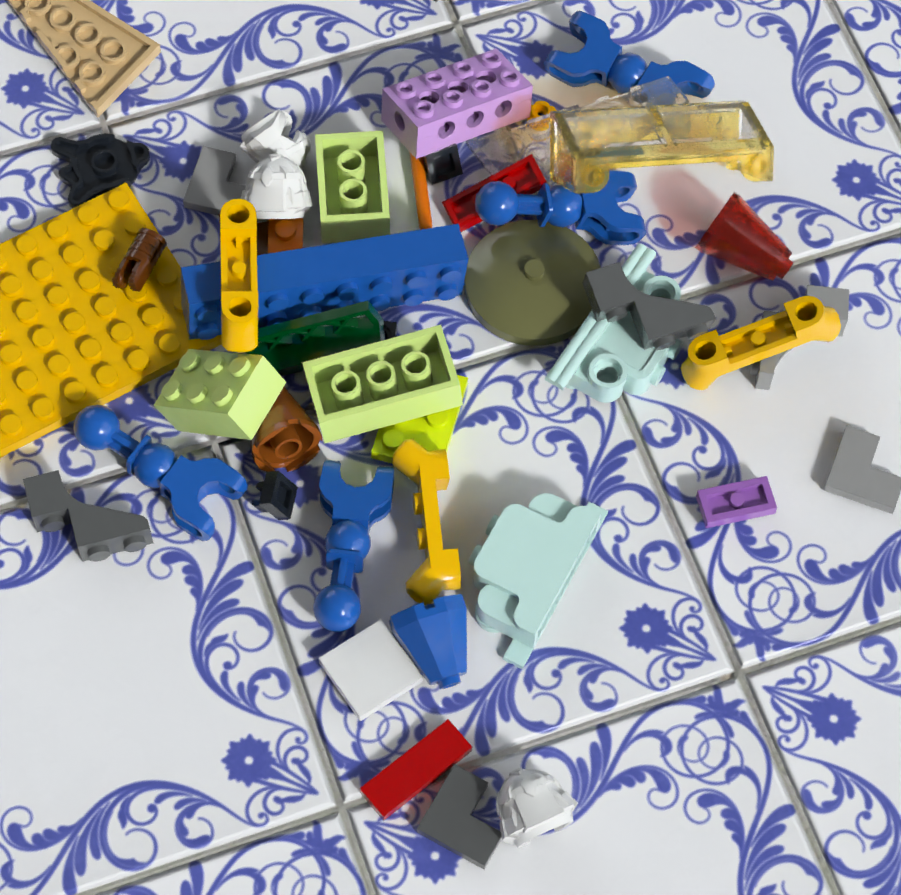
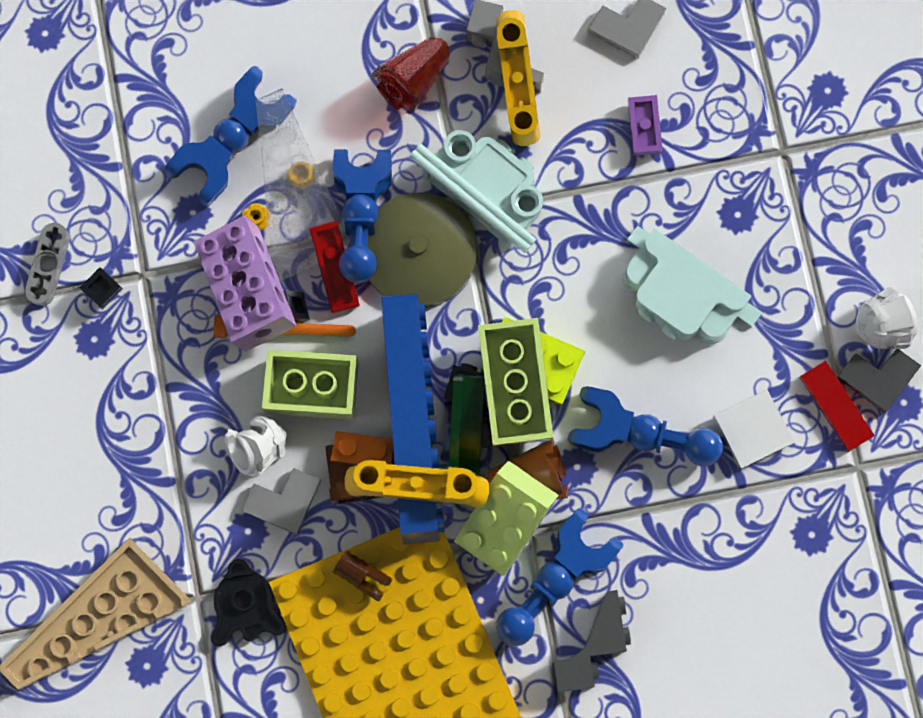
camera: 75 degrees left, 15 degrees up
(276, 495) = (593, 484): black tile -> none
(277, 189) = (313, 449): white helmet -> none
(430, 474) = (595, 358): yellow plate -> none
(435, 638) = (736, 374): blue cone -> none
(601, 139) = (326, 122): windscreen -> none
(655, 318) = (492, 154): dark grey arch -> none

